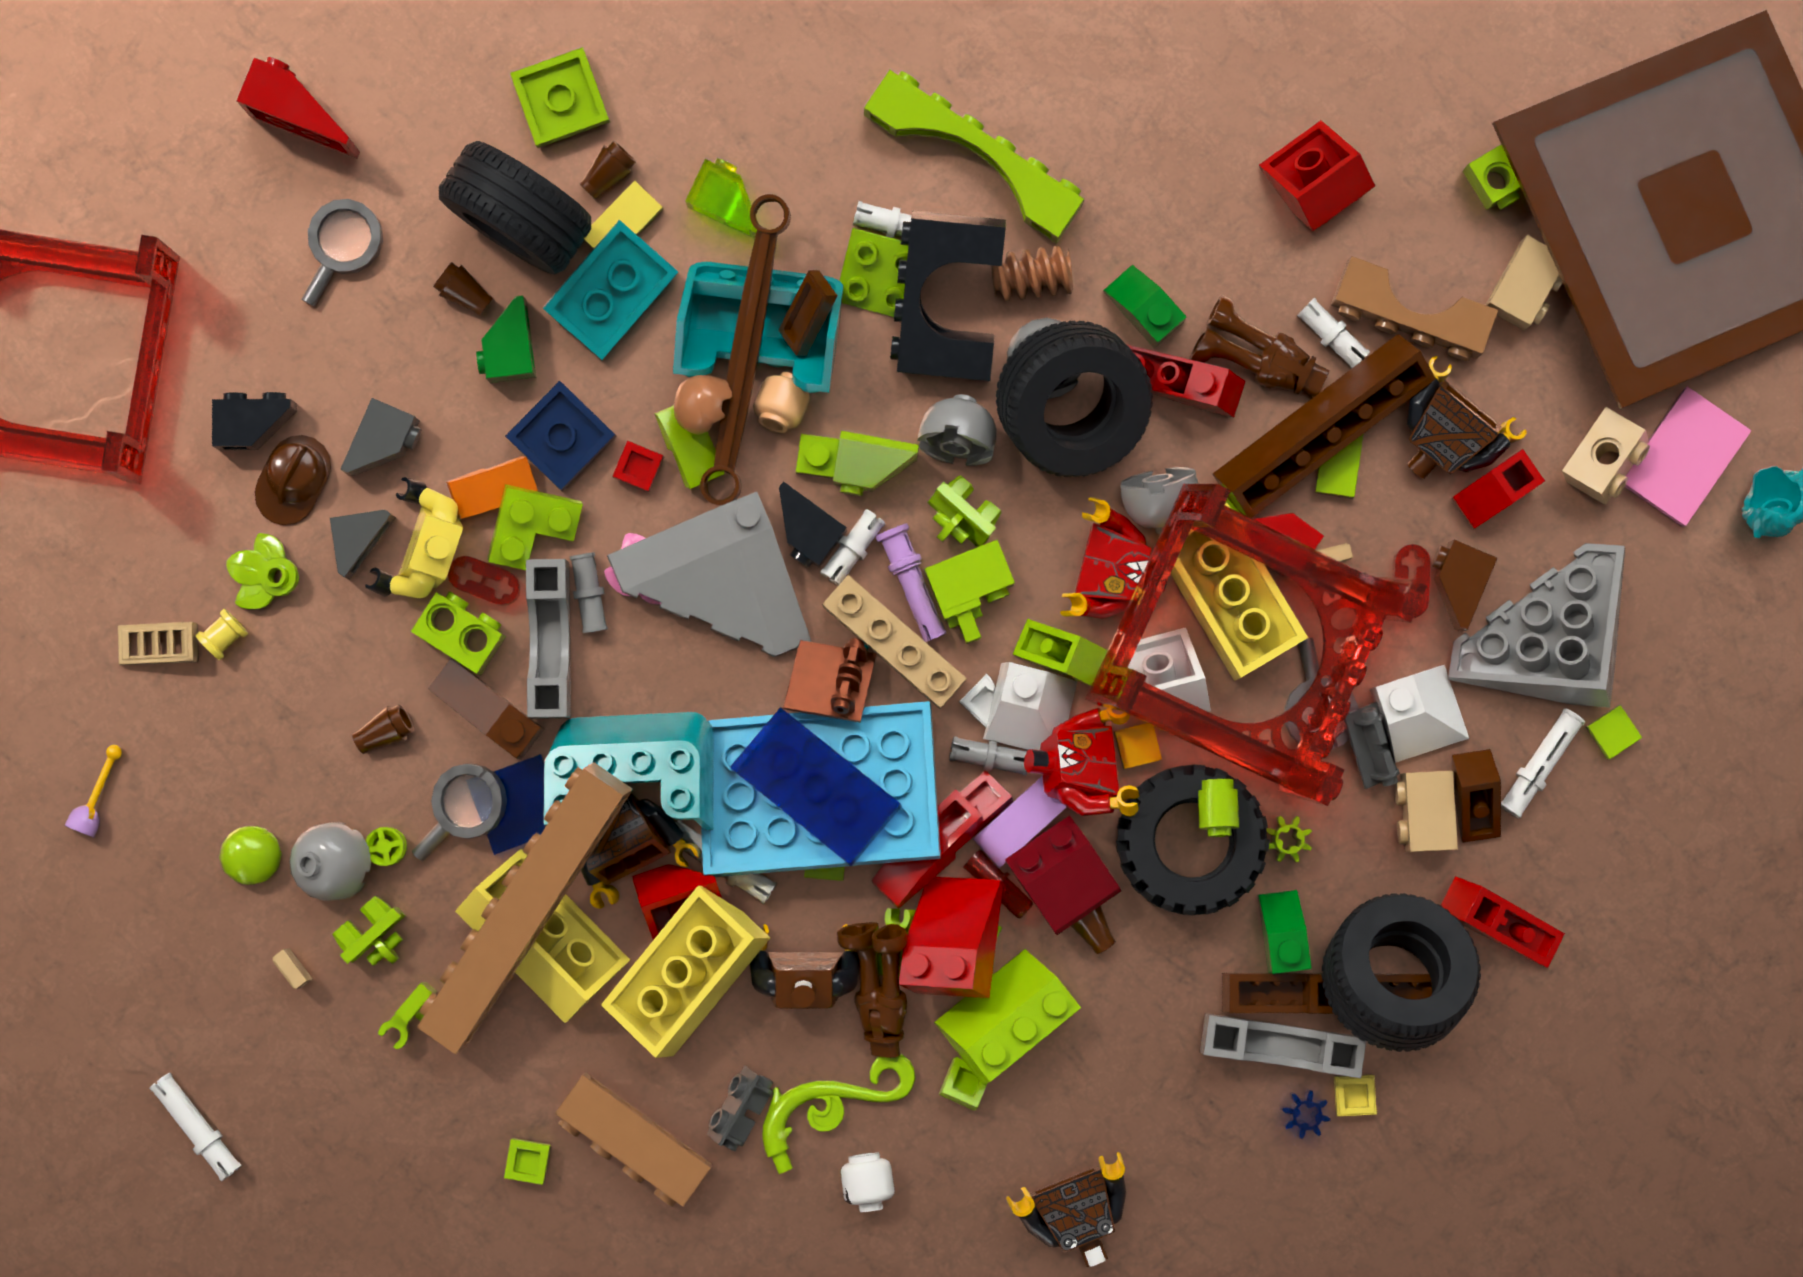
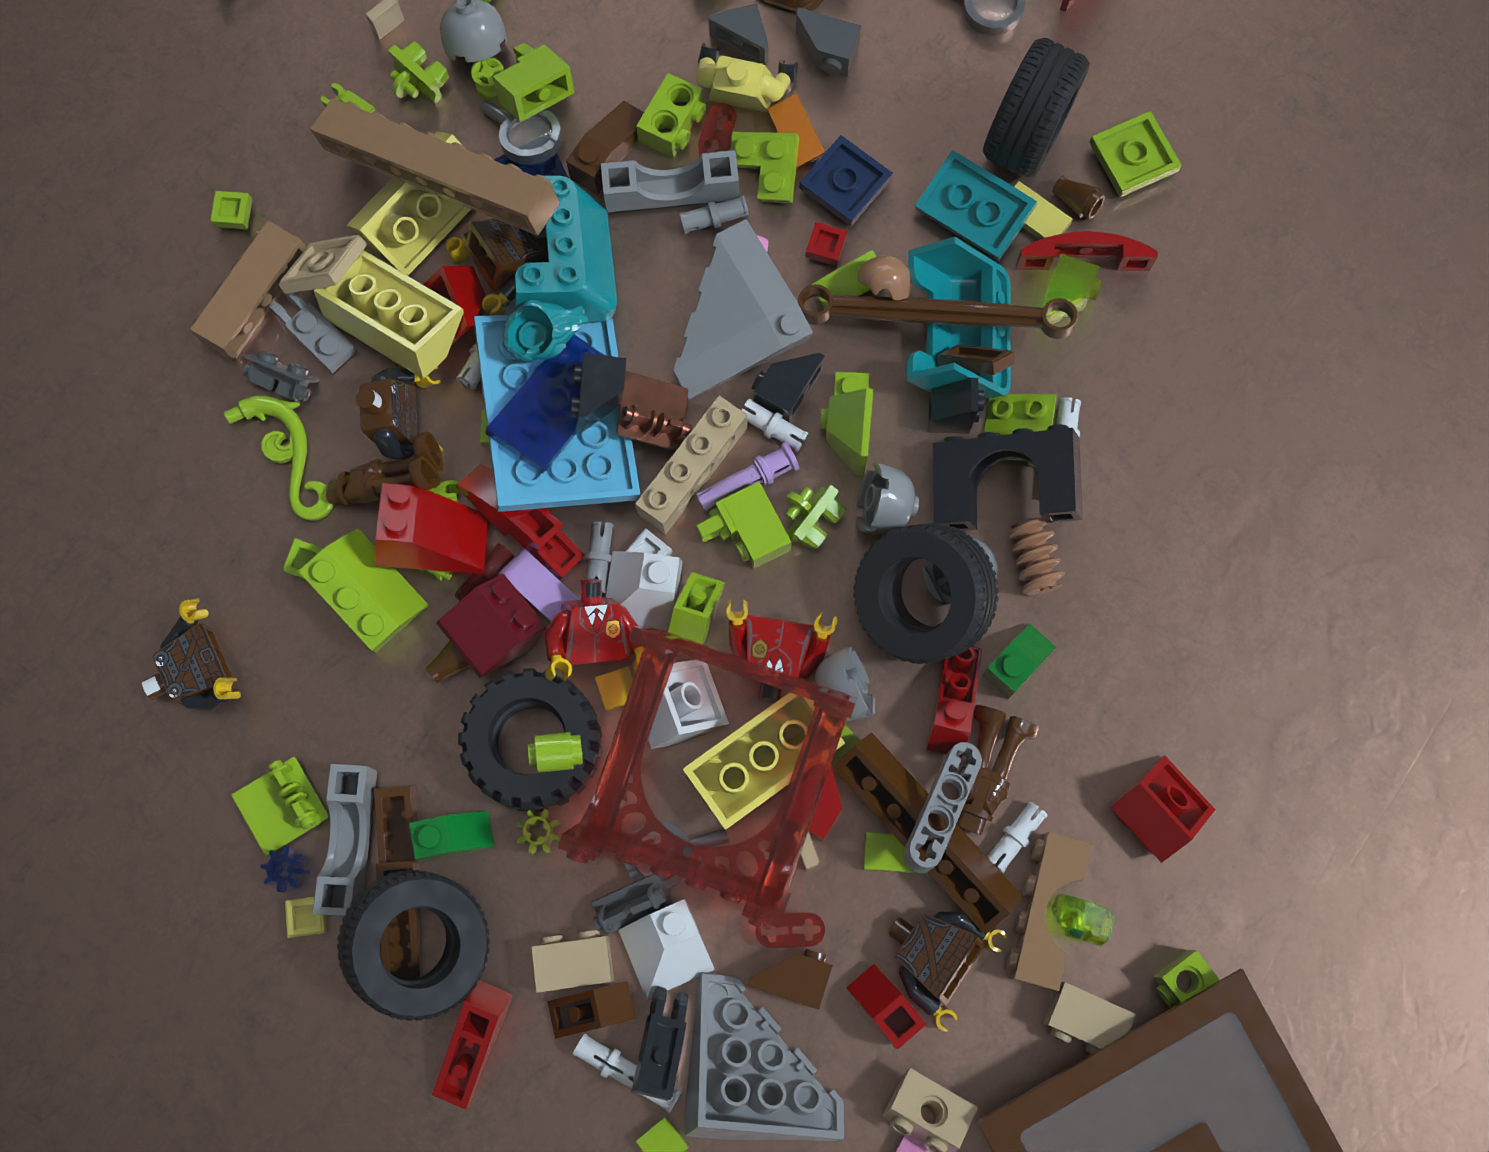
camera: 90 degrees right, 10 degrees down
(384, 729) = (587, 69): reddish brown cone -> none
(405, 790) = (534, 82): none -> lime hinge
(461, 288) = (962, 91): reddish brown cone -> none
(508, 346) = (919, 132): green slope -> none
(617, 1049) = (322, 264): none -> tan tile
(684, 125) = (1129, 253): none -> red slope
(689, 1066) = (315, 333): none -> light grey hinge
(736, 796) = (541, 329): none -> teal hair
(780, 403) = (891, 350): light nougat head -> none
(809, 735) = (600, 388): none -> black slope
(856, 342) = (955, 407): none -> black slope
(867, 1181) = (216, 483): white head -> none
(909, 111) = (1165, 439): lime arch -> none
(1235, 1119) = (280, 805): none -> lime hinge
(1301, 411) = (946, 808): none -> light grey beam
(1427, 275) = (1083, 919): none -> clear neon green rock
(1519, 723) = (661, 1047): none -> black hinge

